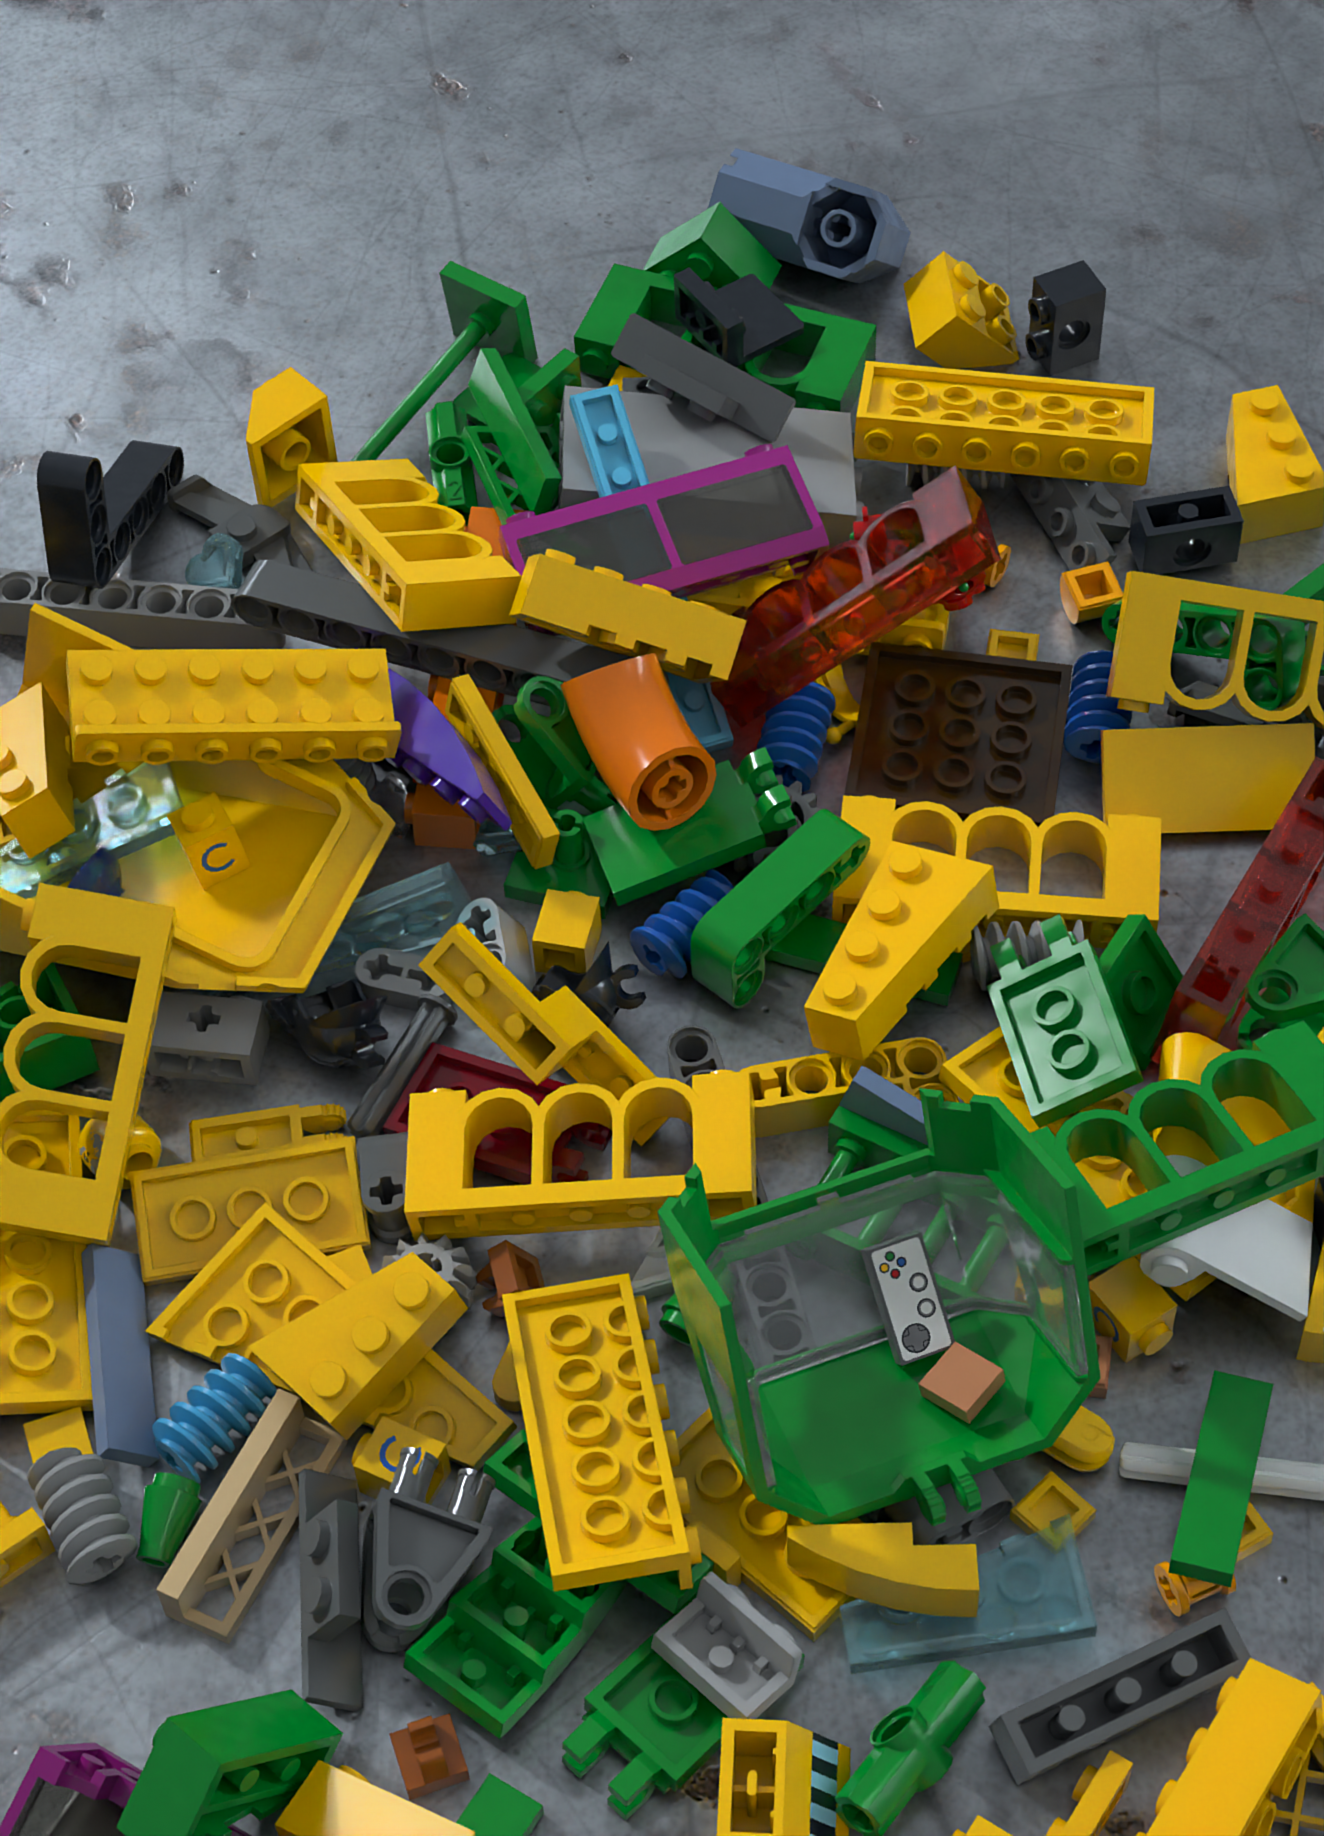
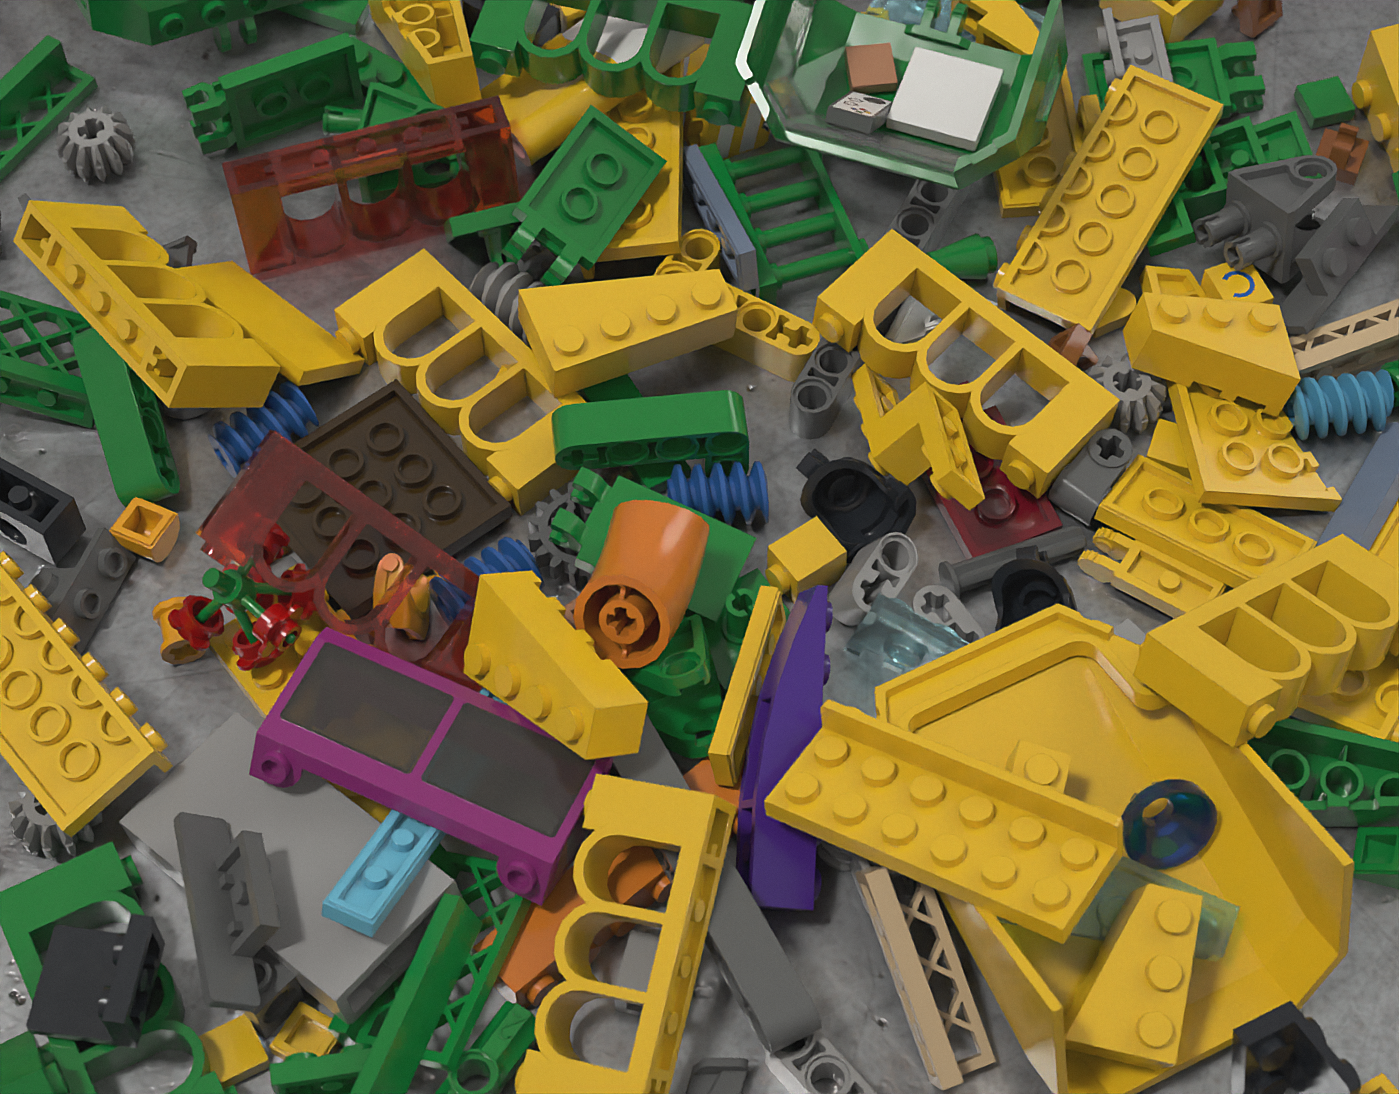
camera: 140 degrees left, 5 degrees up
(854, 1403) = (945, 98): none -> white tile

